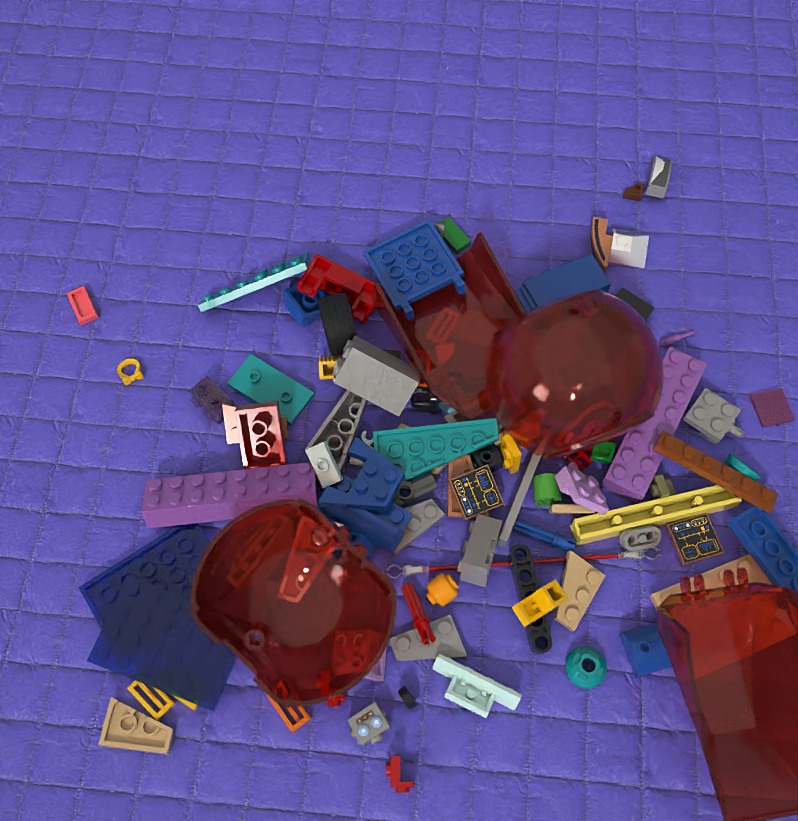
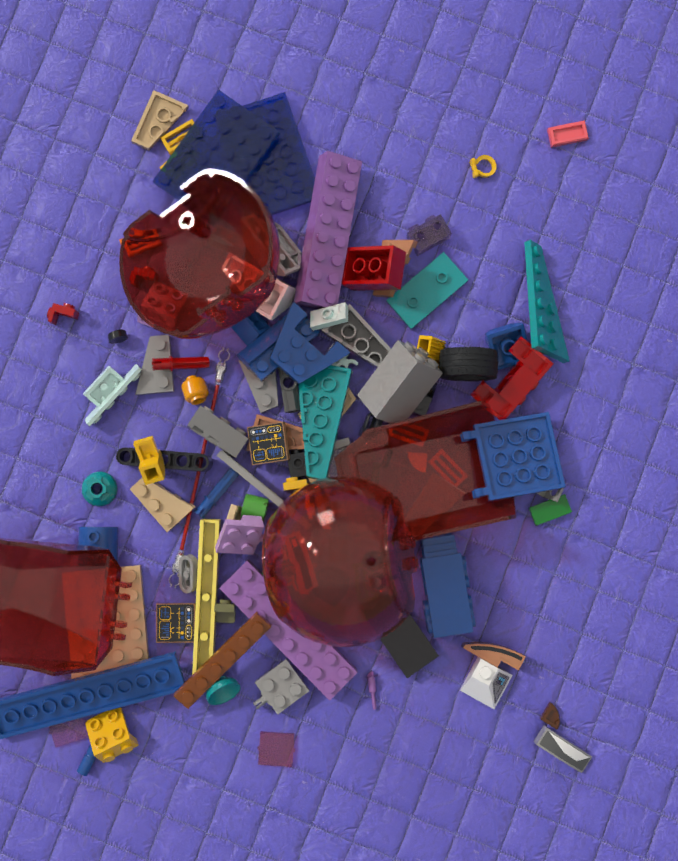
camera: 105 degrees right, 20 degrees up
(369, 725) = (105, 300): light grey head -> none

